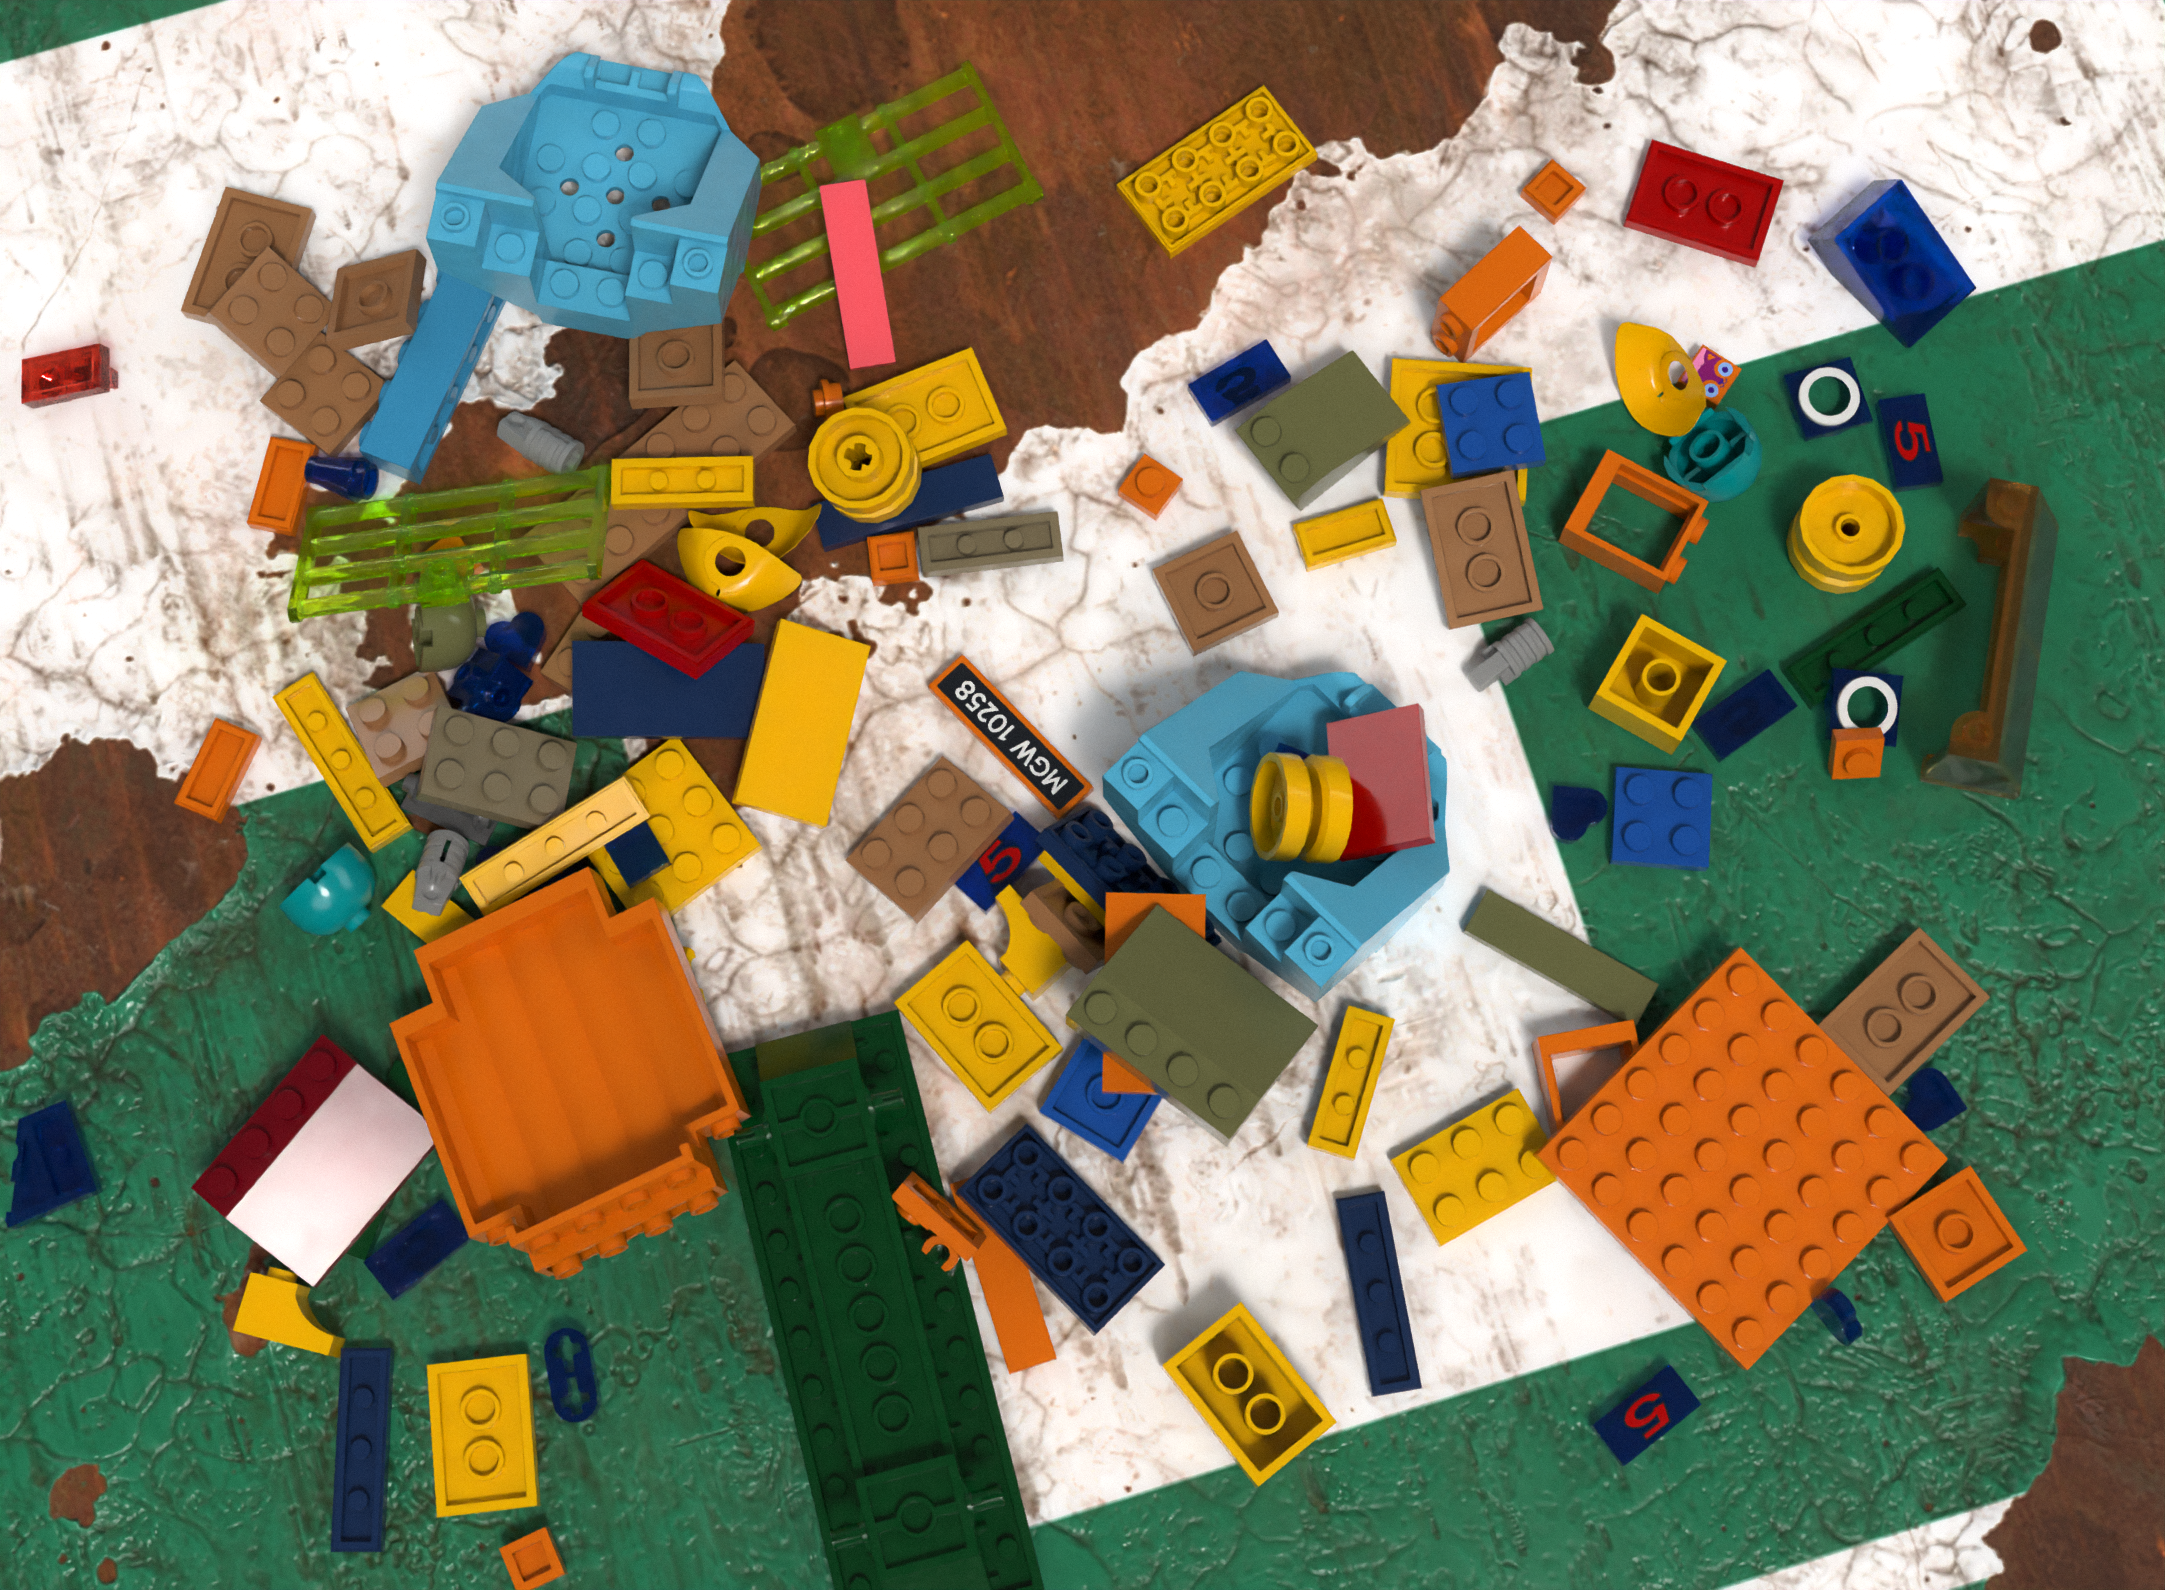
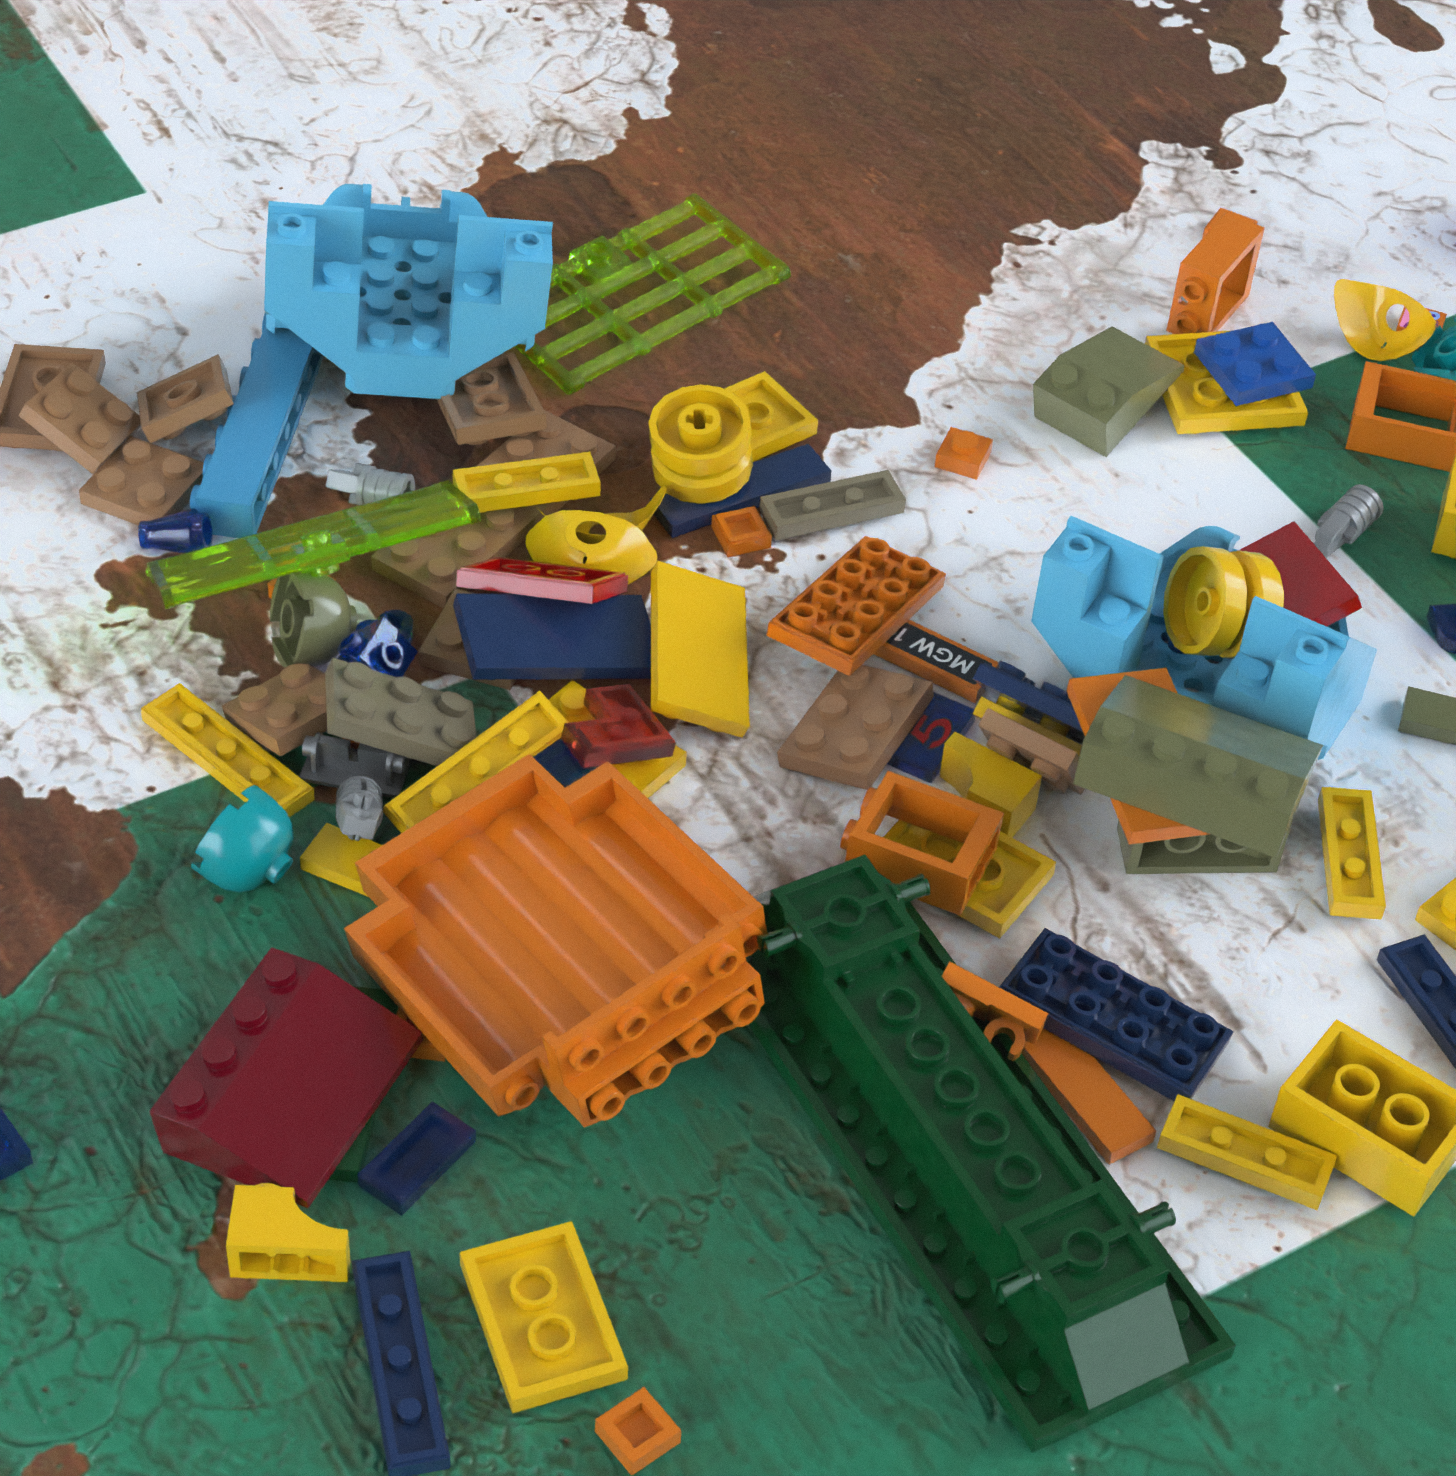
camera: 20 degrees left, 30 degrees down
(218, 770) = (92, 778): orange tile -> none
(281, 487) = (113, 555): orange tile -> none
(584, 1373) = (638, 1238): clear blue beam -> none
(703, 830) = (621, 730): none -> clear red tile
(827, 399) = (637, 424): orange plate -> none
(857, 275) = (639, 330): coral tile -> none
(970, 693) = (856, 605): none -> orange tile
(971, 1051) = (935, 811): none -> orange window
(1102, 1120) = (1114, 900): blue plate -> none
(1129, 1396) = (1247, 1151): none -> yellow plate
(1215, 593) = (1045, 502): medium nougat plate -> none
(1216, 172) = (935, 249): yellow tile -> none
(1239, 383) = (1010, 377): clear blue tile -> none
(1344, 535) = (1154, 463): yellow tile -> none
(1481, 550) = (1286, 446): medium nougat plate -> none
(1703, 203) = (1358, 224): red tile -> none

